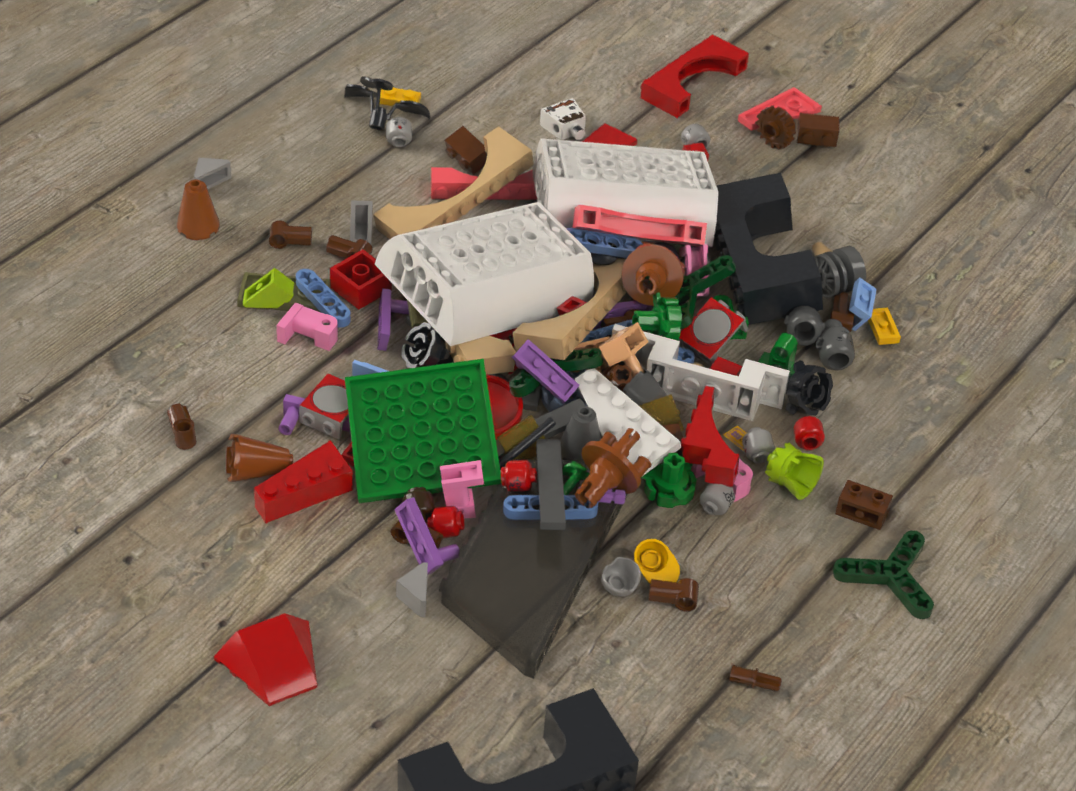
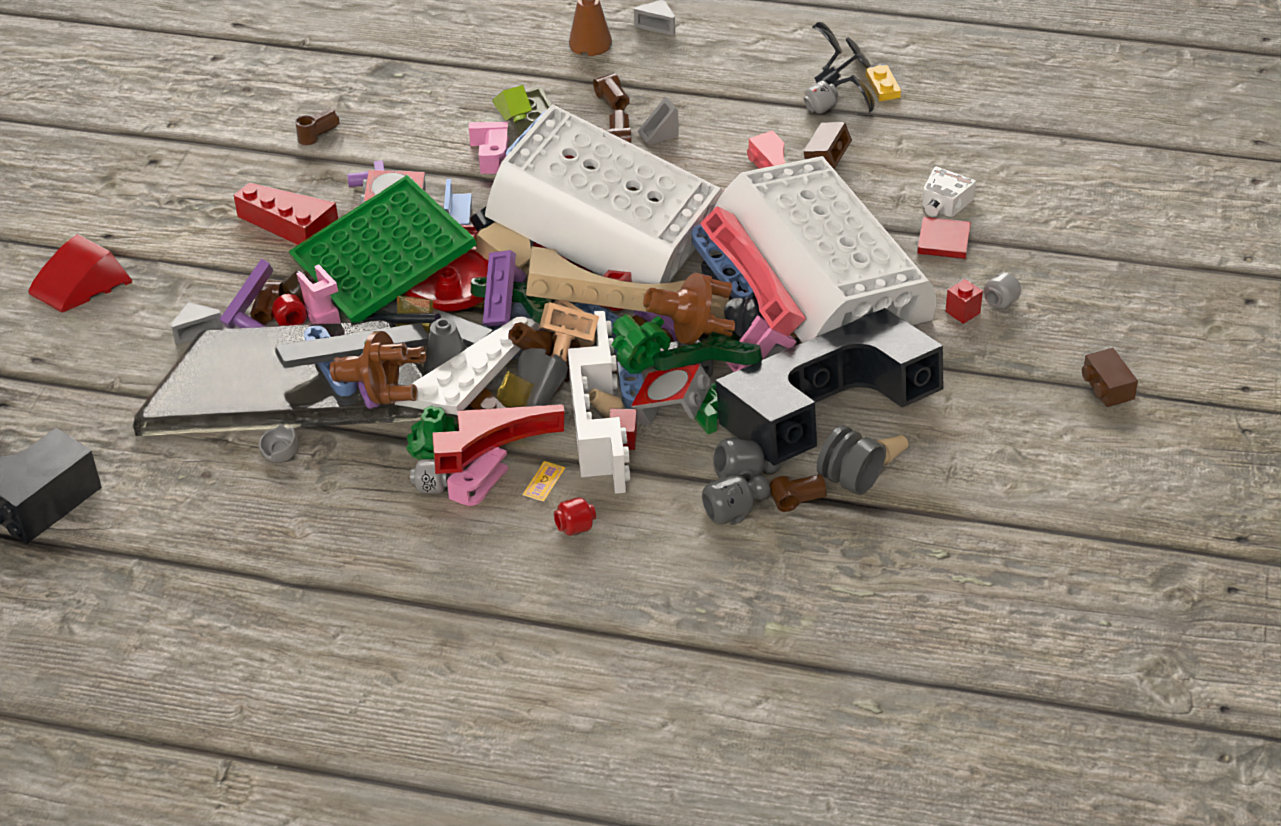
camera: 70 degrees right, 0 degrees up
(254, 458) = (291, 170): dark orange cone -> none
(504, 162) = (685, 151): tan arch -> none
(518, 475) = (352, 320): red head -> none
(656, 561) = (313, 461): yellow cap -> none
(682, 594) = (283, 489): reddish brown piece -> none
(711, 54) = (1168, 256): red arch -> none
(755, 678) = (201, 579): reddish brown axle -> none
(758, 444) = (531, 484): light grey head -> none
(776, 127) = (1071, 338): reddish brown gear -> none
(782, 353) = (673, 464): green tile -> none
(791, 101) = (1135, 343): coral wing -> none
(794, 470) = (499, 518): lime hat -> none
(804, 389) = (635, 490): black piece -> none
(862, 302) = (815, 494): light blue panel -> none
(863, 504) = (494, 591): reddish brown brick -> none
(884, 327) = (803, 530): yellow plate -> none
(895, 581) = (406, 656): dark green piece -> none

